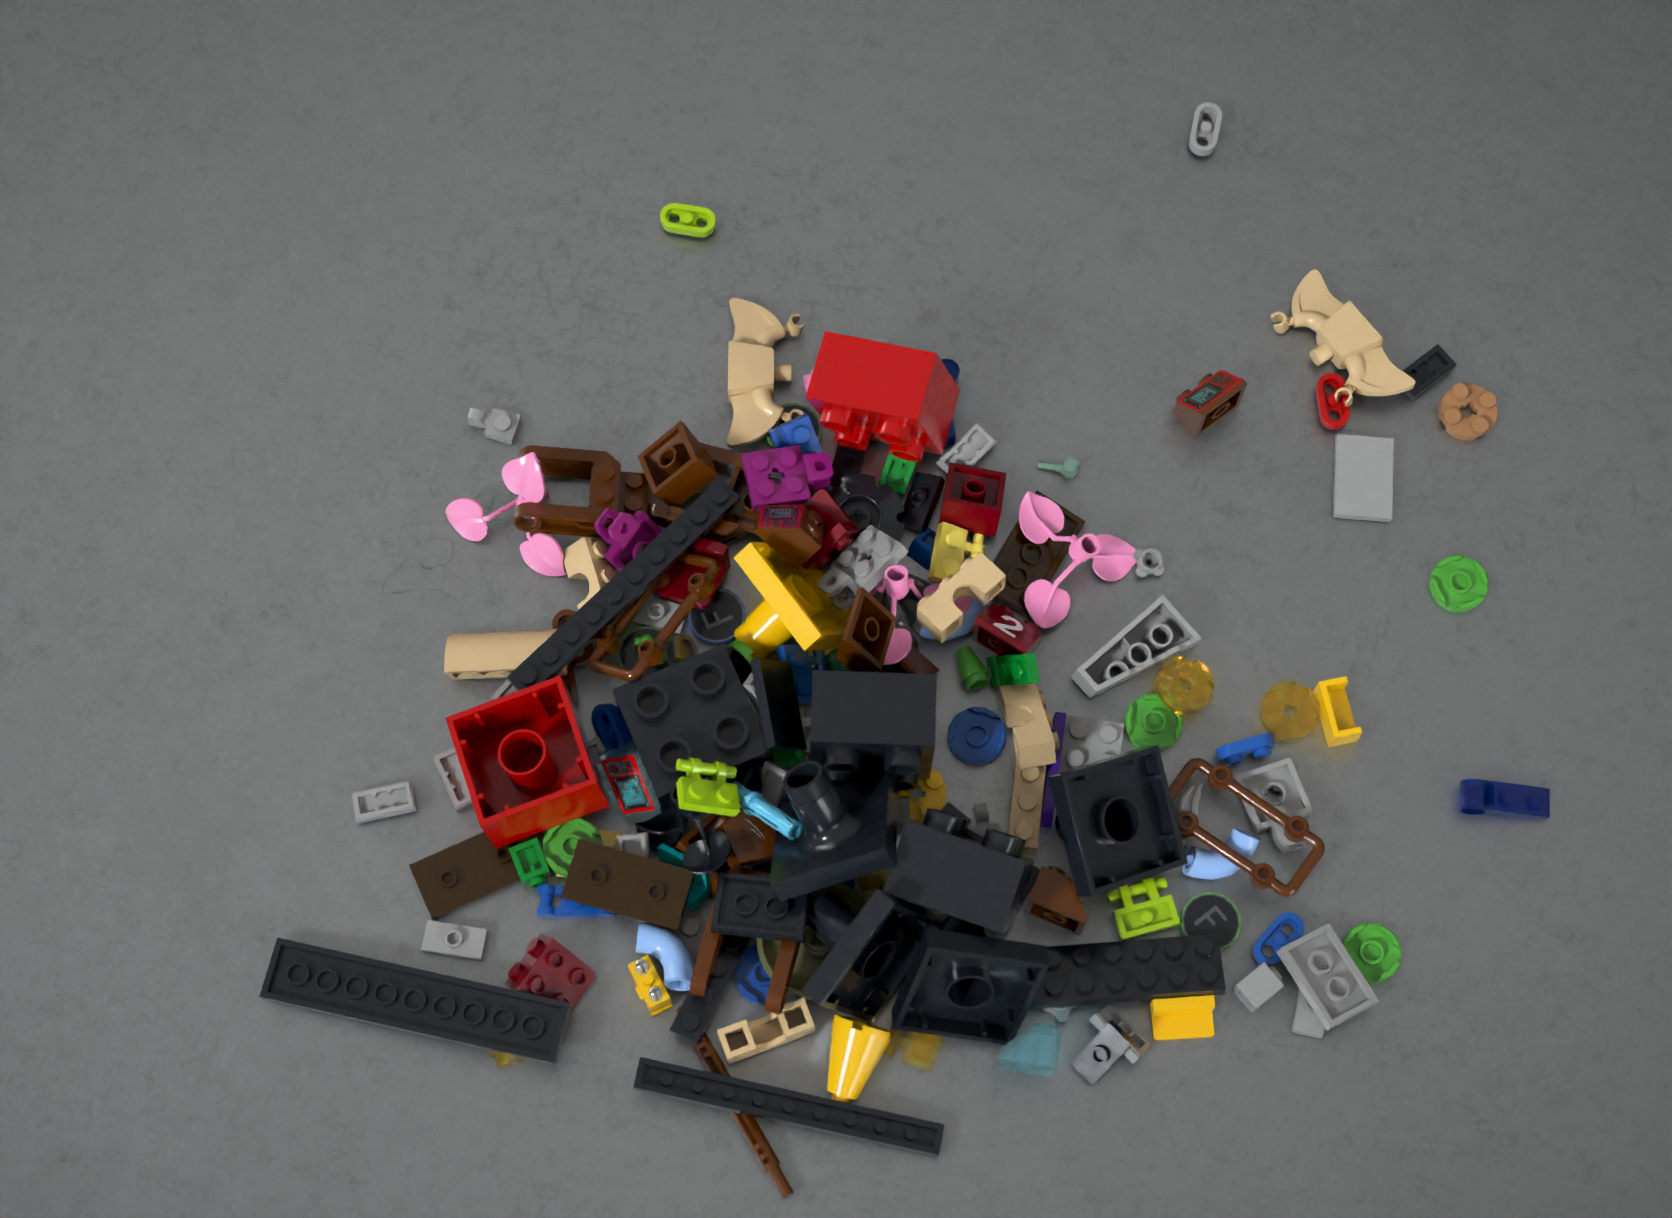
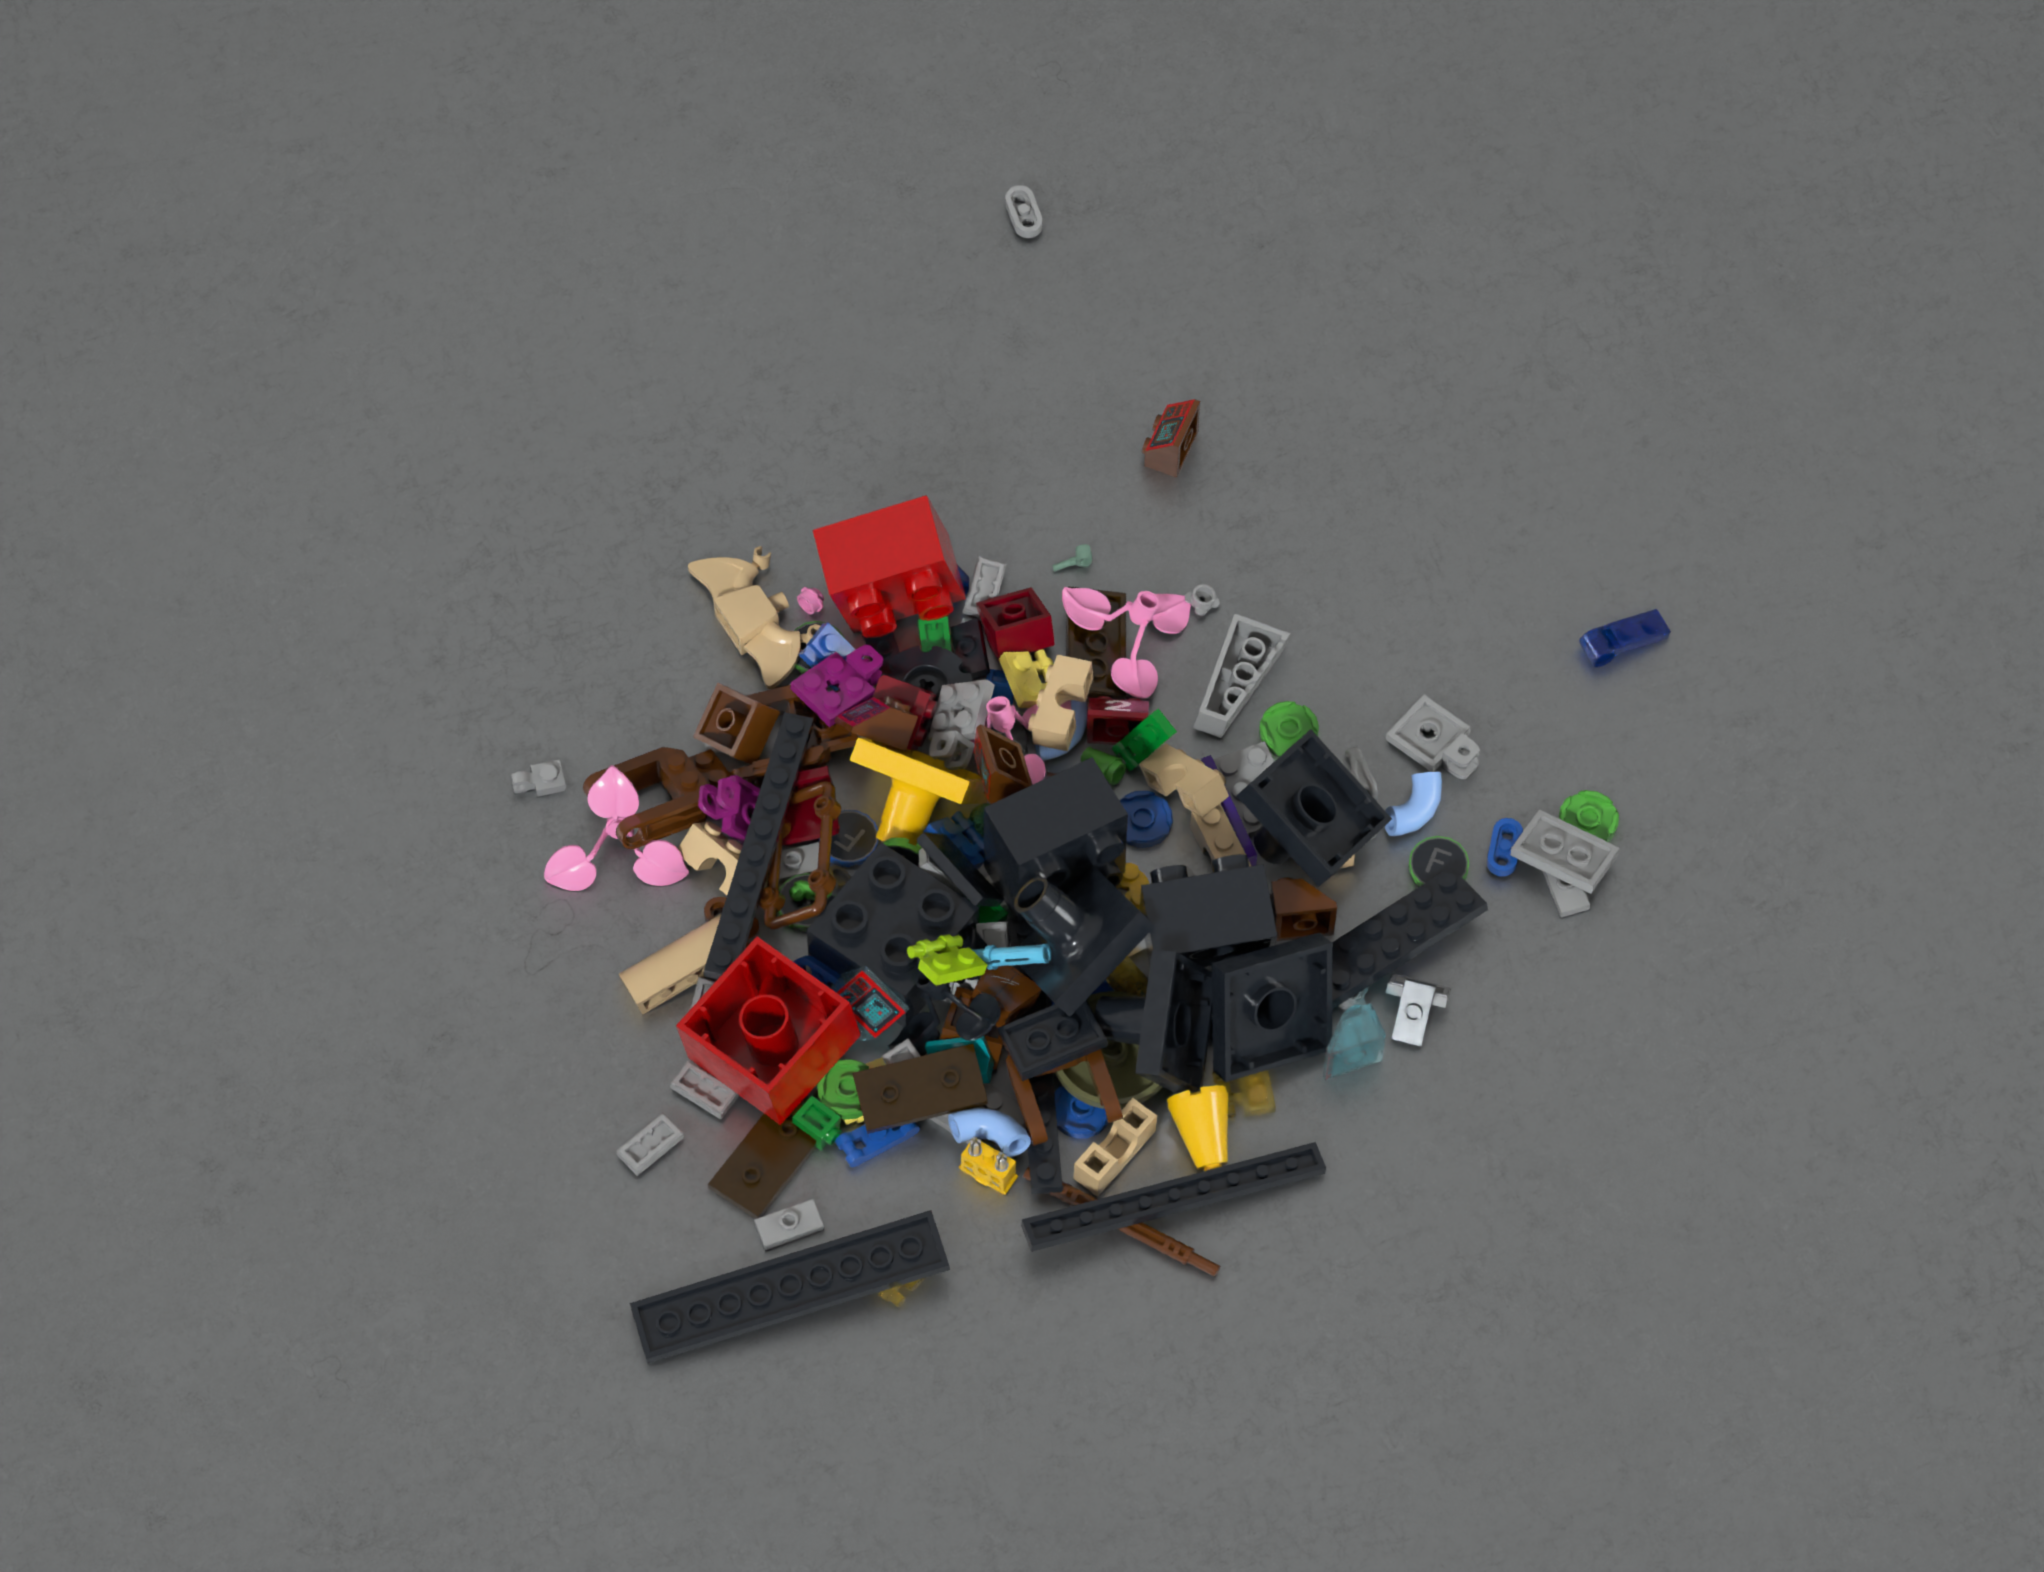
camera: 30 degrees left, 10 degrees down
(550, 972) = (891, 1197): dark red bracket -> none
(689, 218) = (603, 516): lime plate -> none
(1144, 917) = (1381, 888): lime plate -> none
(1174, 696) = (1301, 696): clear yellow plate -> none
(1182, 1017) = (1462, 951): yellow panel -> none
(1234, 752) = (1375, 714): blue plate -> none
(1259, 987) = (1512, 893): light grey brick -> none
(1295, 828) = (1465, 746): reddish brown bar -> none
(1296, 697) = (1395, 674): clear yellow plate -> none
(1327, 403) = (1280, 387): red plate -> none
(1336, 712) = (1439, 639): yellow panel -> none
(1344, 339) = (1257, 328): tan torso -> none
(1363, 478) = (1344, 436): light grey tile -> none
(1429, 370) = (1343, 322): black plate -> none
(1458, 583) = (1479, 483): bright green tile -> none
(1480, 401) = (1401, 322): medium nougat plate -> none

